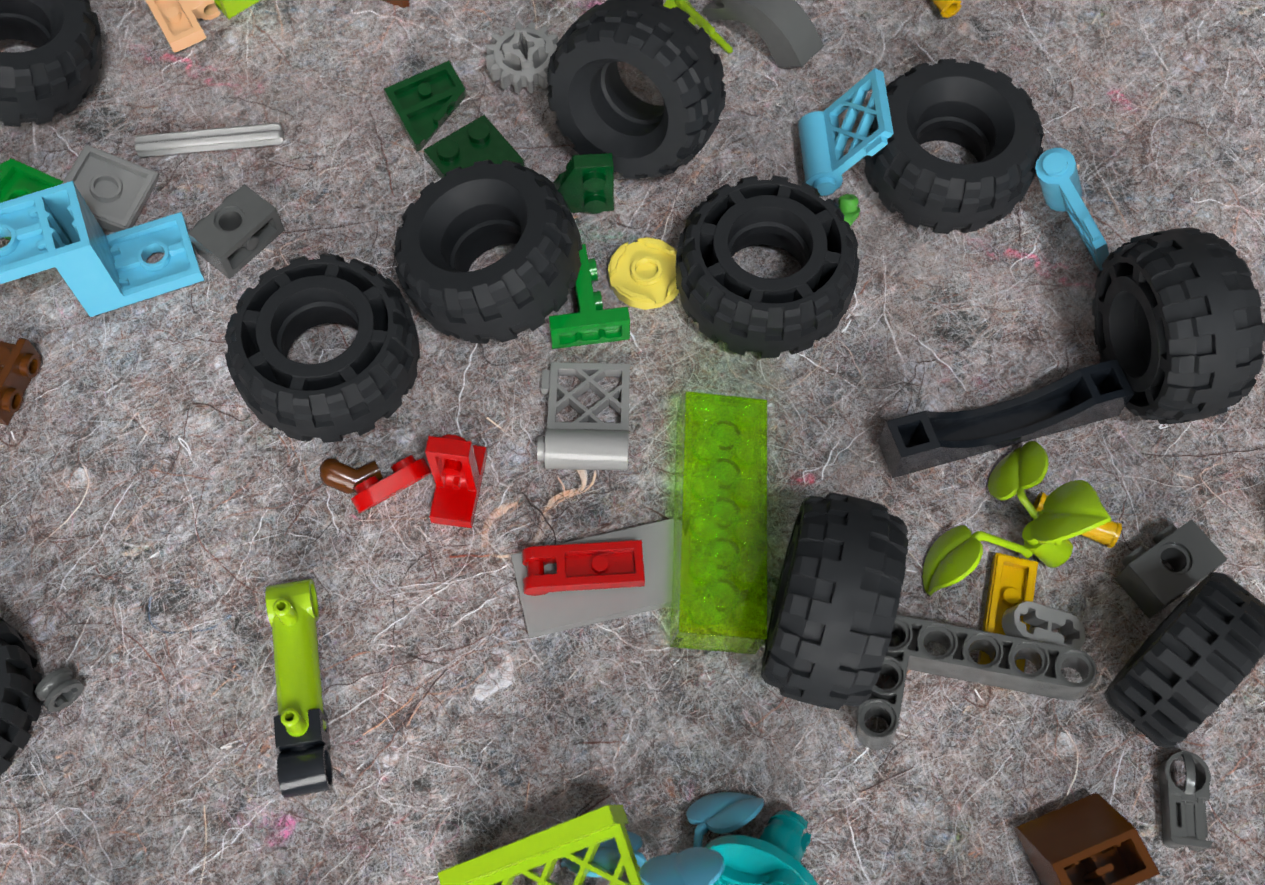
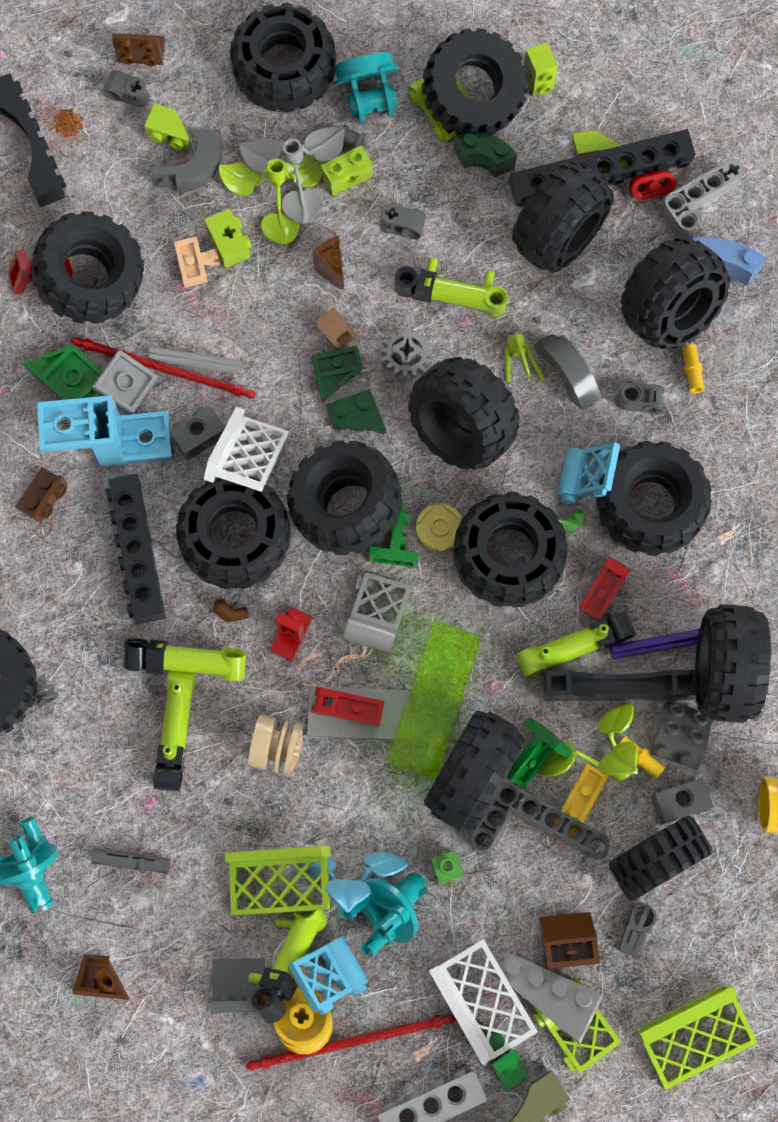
camera: 15 degrees right, 10 degrees up
(216, 501) = (130, 488): none -> black brick
(246, 568) = (160, 656): none -> lime piece
(285, 163) = (237, 390): none -> red hose
(310, 227) = (229, 445): none -> white fence
(405, 474) = (242, 627): plate -> none
(411, 45) = (336, 328): none -> medium nougat brick
(478, 660) = (275, 745): none -> tan wheel
(588, 183) = (416, 461): dark green wing -> none
(832, 787) = (446, 868): none -> bright green brick
(876, 34) = (646, 398): none -> dark grey piece
(924, 536) = (536, 753): none -> green bracket
(927, 284) = (604, 588): none -> red bracket
(938, 363) = (594, 637): none -> lime piece
(1029, 350) = (654, 644): none -> dark purple axle
(1045, 620) = (598, 810): light grey beam -> none
(1063, 192) = (715, 546): medium azure piece -> none
(1130, 469) = (682, 735): none -> dark grey bracket

